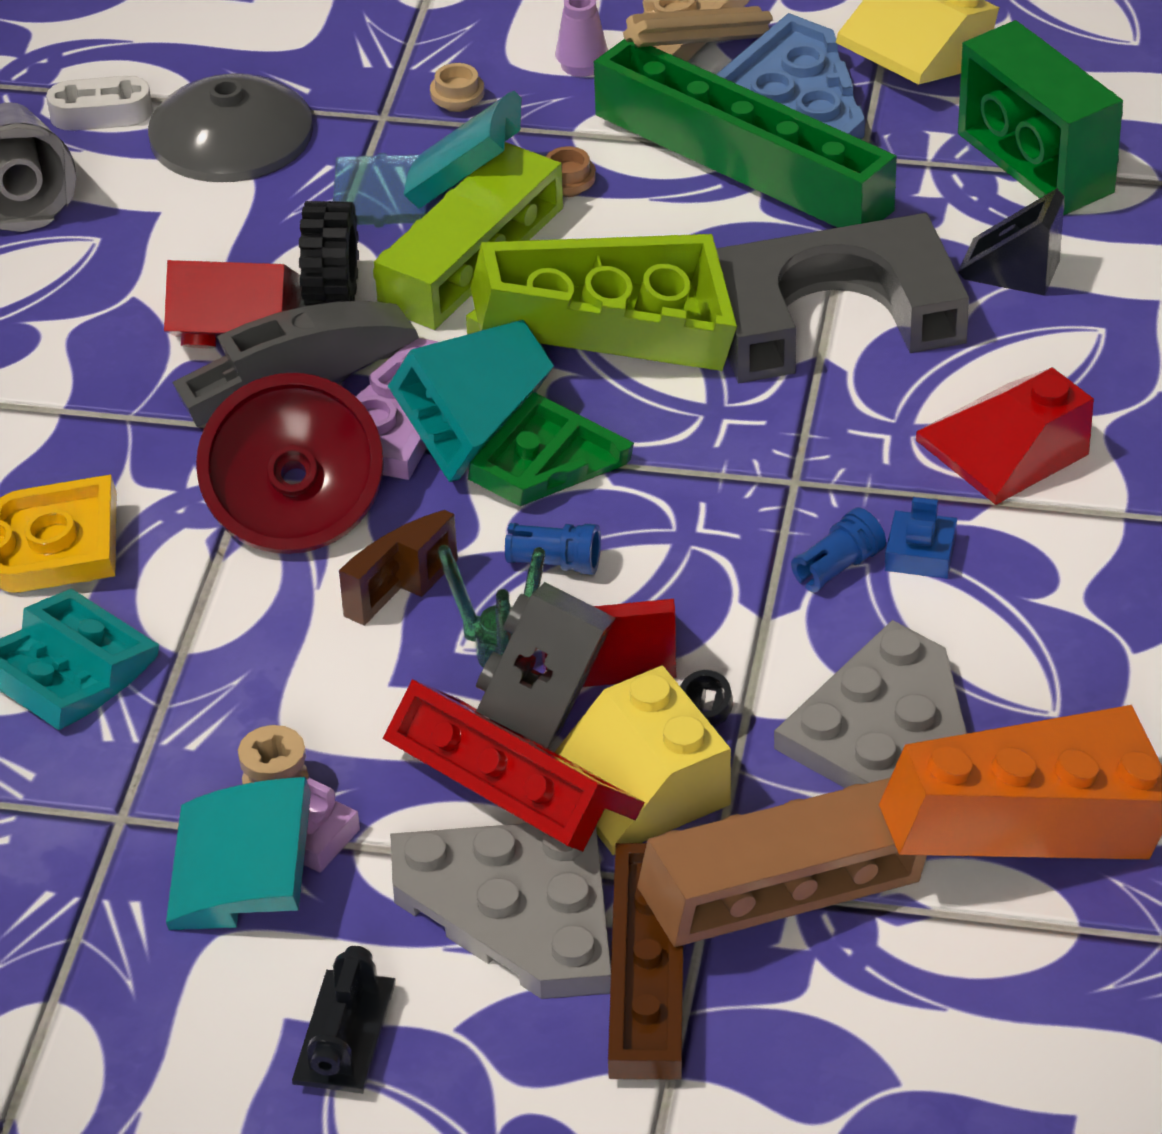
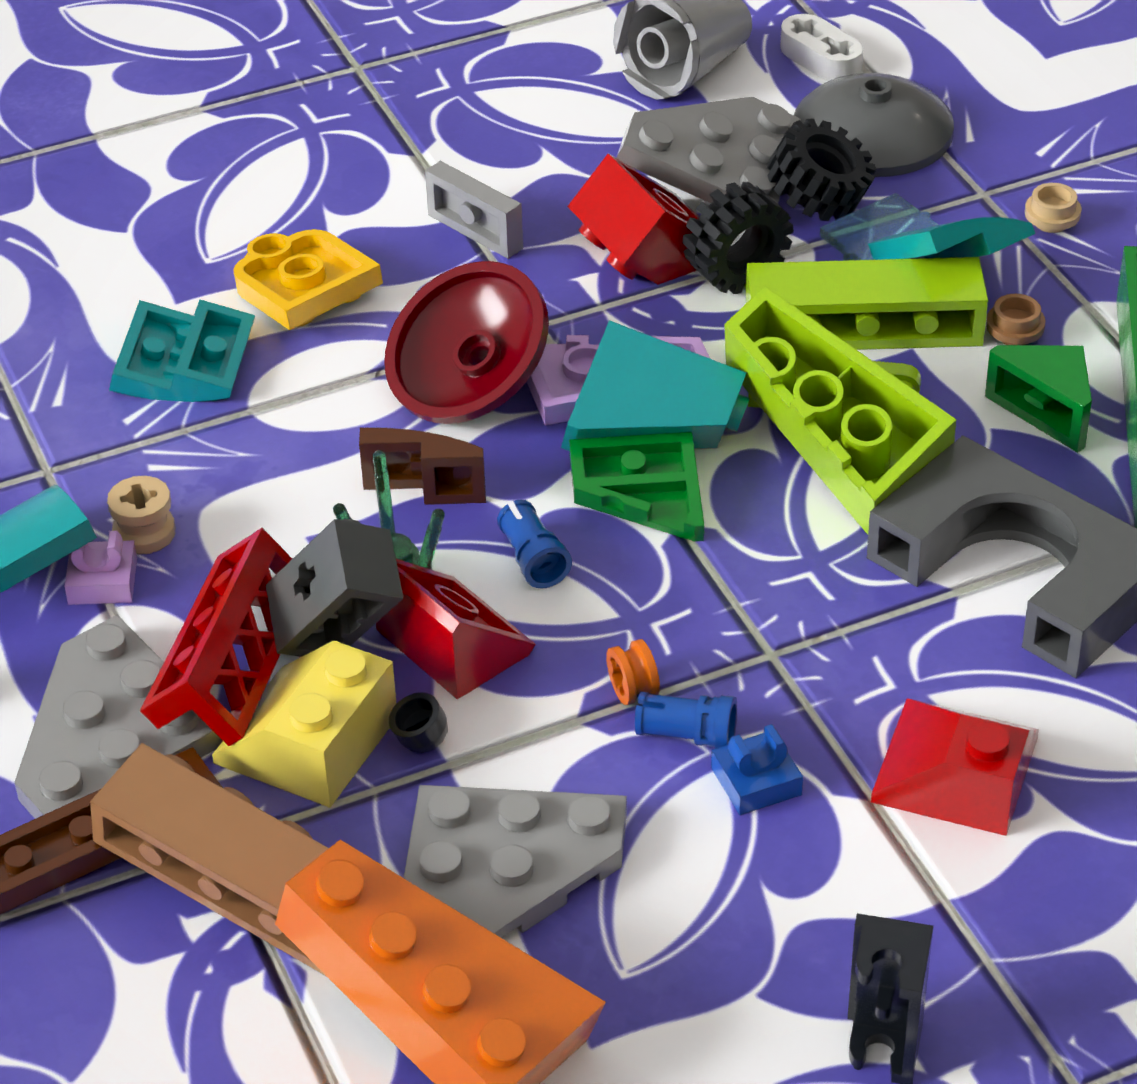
camera: 55 degrees right, 0 degrees up
(90, 389) = (474, 209): none -> light grey plate
(197, 217) = (707, 144): none -> light grey plate
(284, 171) = (821, 169): none -> black tyre
(311, 339) = (620, 283): dark grey slope -> none
(675, 193) = (1043, 388): none -> green slope
(761, 570) = (632, 671): none -> orange bush

